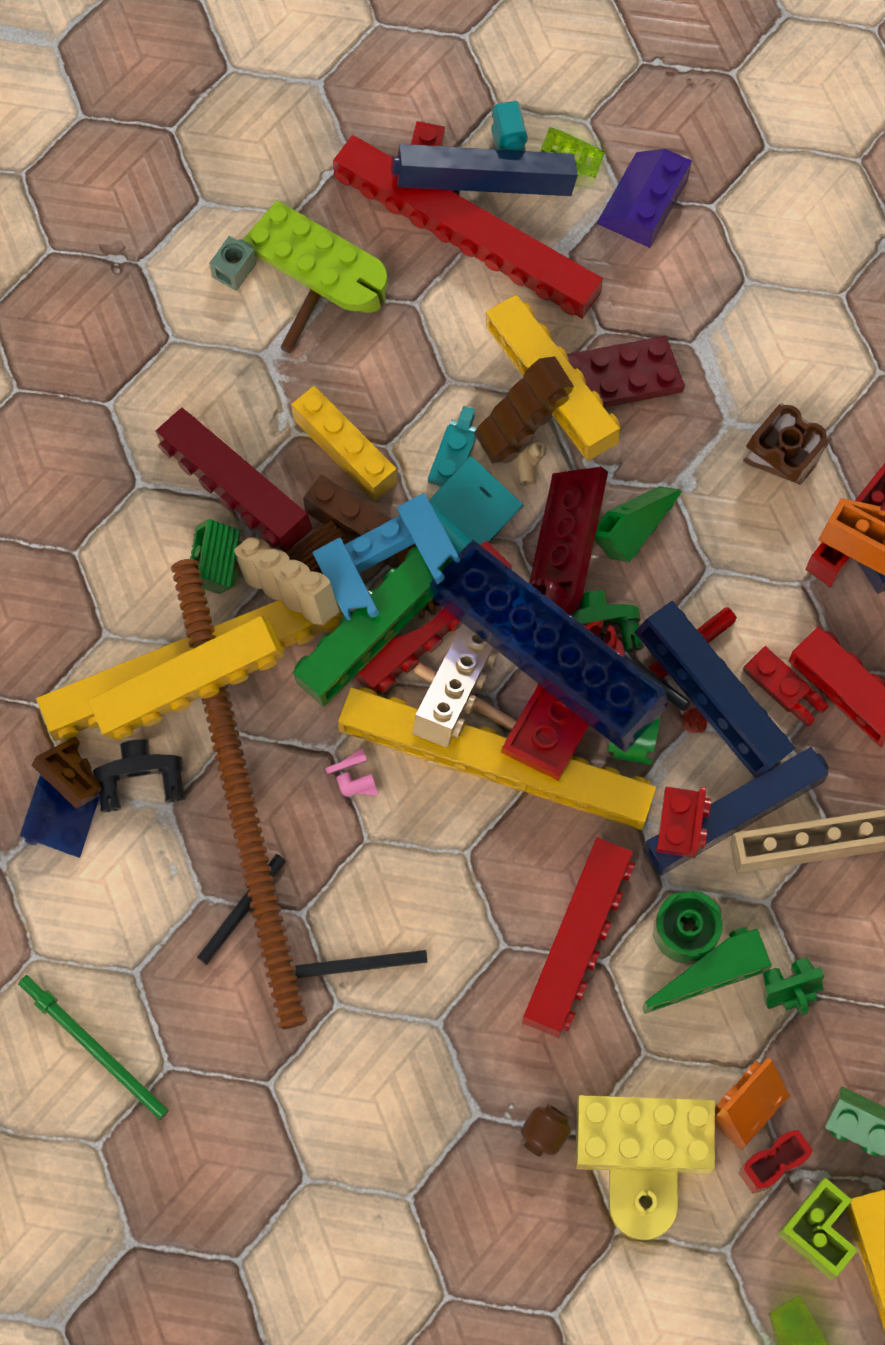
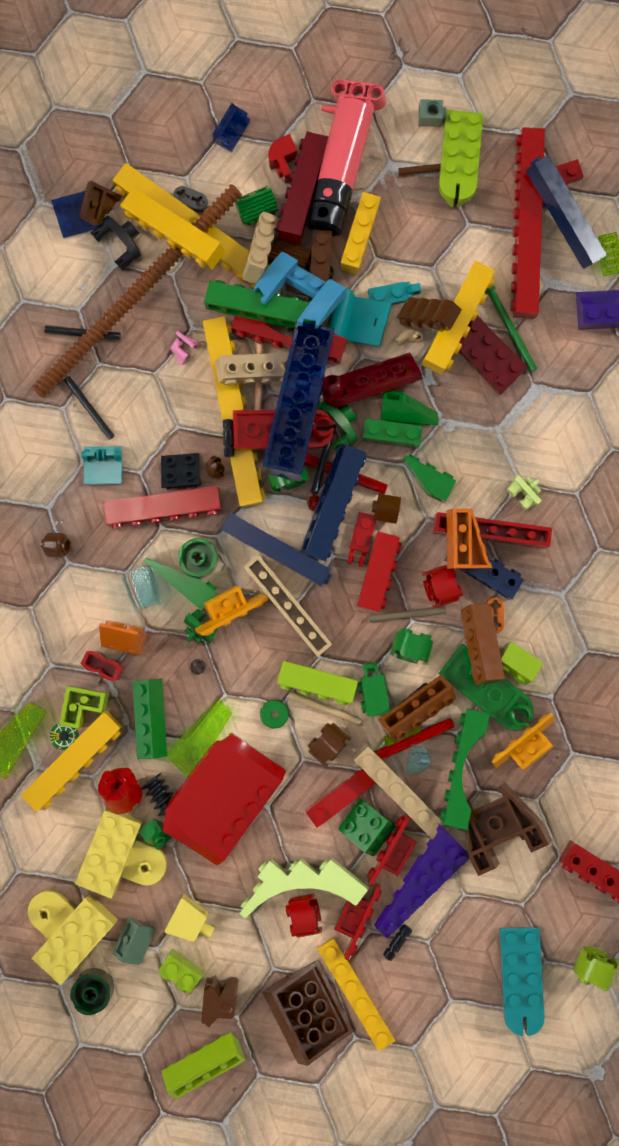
camera: 60 degrees right, 15 degrees up
(78, 530) = (231, 127): none -> clear blue hinge
(140, 636) = (192, 195): none -> dark grey beam
(163, 490) = (280, 153): none -> red brick
(218, 399) = (343, 152): none -> coral piece
(461, 992) = (102, 464): none -> teal hinge
(508, 127) = (599, 210): teal brick -> none
(536, 779) = (228, 438): none -> black axle
(538, 882) = (180, 471): none -> black hinge
(563, 830) = (215, 468): none -> reddish brown plate
(608, 328) = (511, 329): none -> green bar
(644, 1150) = (74, 599): light yellow brick -> none
(657, 559) = (392, 433): none -> green brick
(682, 821) = (249, 524): red bracket -> none
(688, 1030) = (145, 587): none -> clear light blue brick
(757, 545) = (432, 482): none -> green slope
(763, 624) = (386, 508): none -> reddish brown brick
(787, 445) = (497, 466): reddish brown piece -> none
(789, 924) = (227, 607): none -> light orange bracket
(843, 427) = (519, 485): none -> yellowish green hips
(848, 1294) = (62, 736): none -> piece
(851, 1018) = (201, 665): none -> clear smoke hinge

